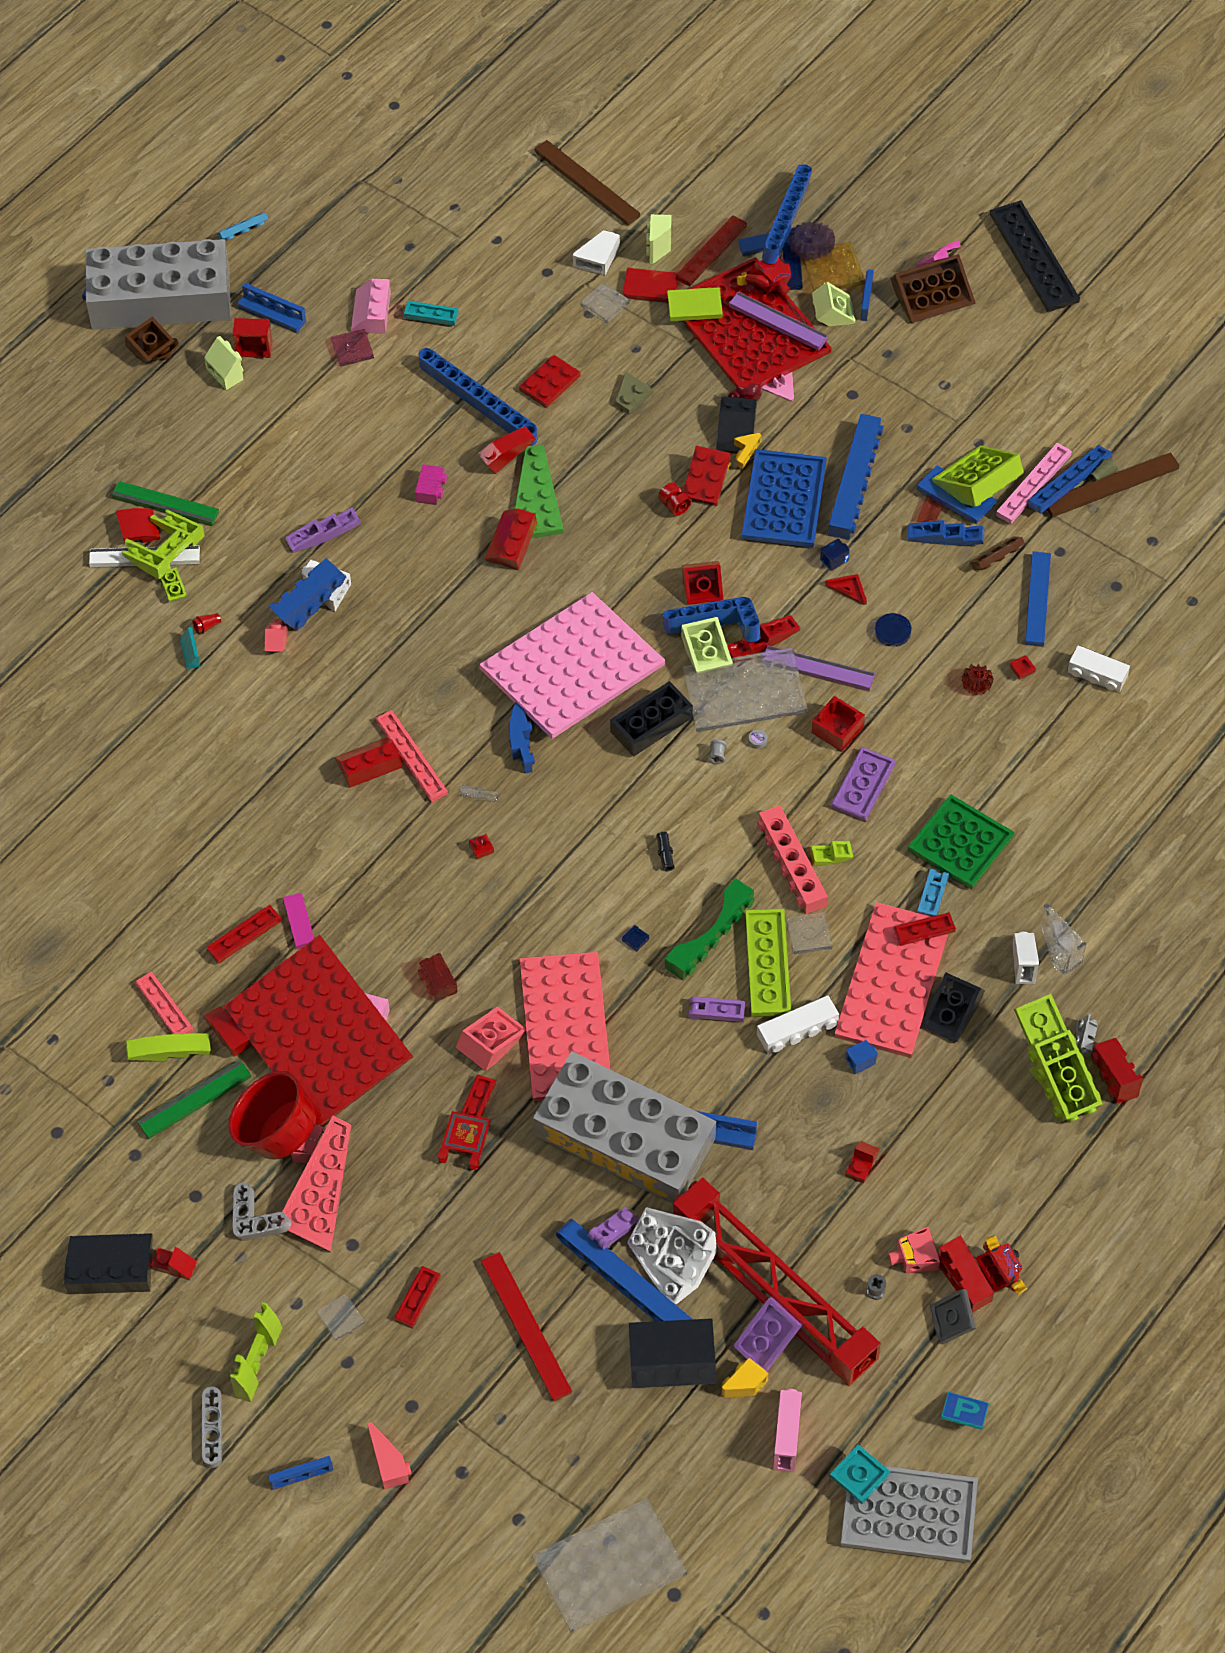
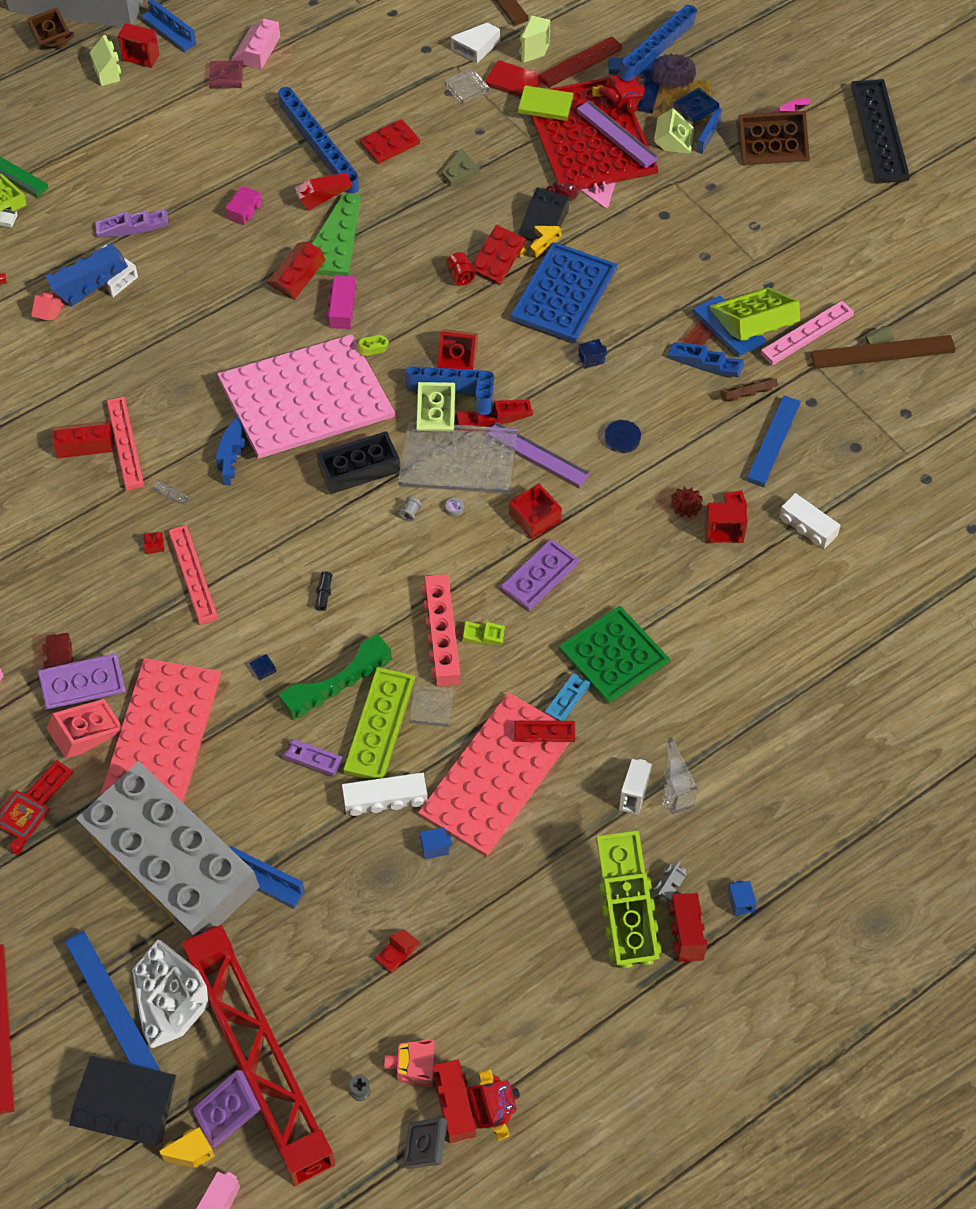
camera: 15 degrees right, 0 degrees up
(431, 313) = (307, 60): teal plate -> none
(471, 995) = (81, 681): none -> medium lavender tile
(532, 867) = (193, 575): none -> coral tile
(569, 561) = (341, 302): none -> dark pink brick
(613, 1228) = (120, 951): medium lavender plate -> none
(617, 598) = (372, 345): none -> lime beam
(846, 272) = (696, 105): none -> clear blue tile
(848, 586) = (595, 386): red tile -> none
(855, 477) = (637, 288): blue brick -> none
(952, 1007) = (545, 817): black slope -> none
(1023, 690) = (726, 522): none -> red container
(1068, 479) = (841, 337): blue tile -> none
(1154, 1032) = (741, 898): none -> blue brick

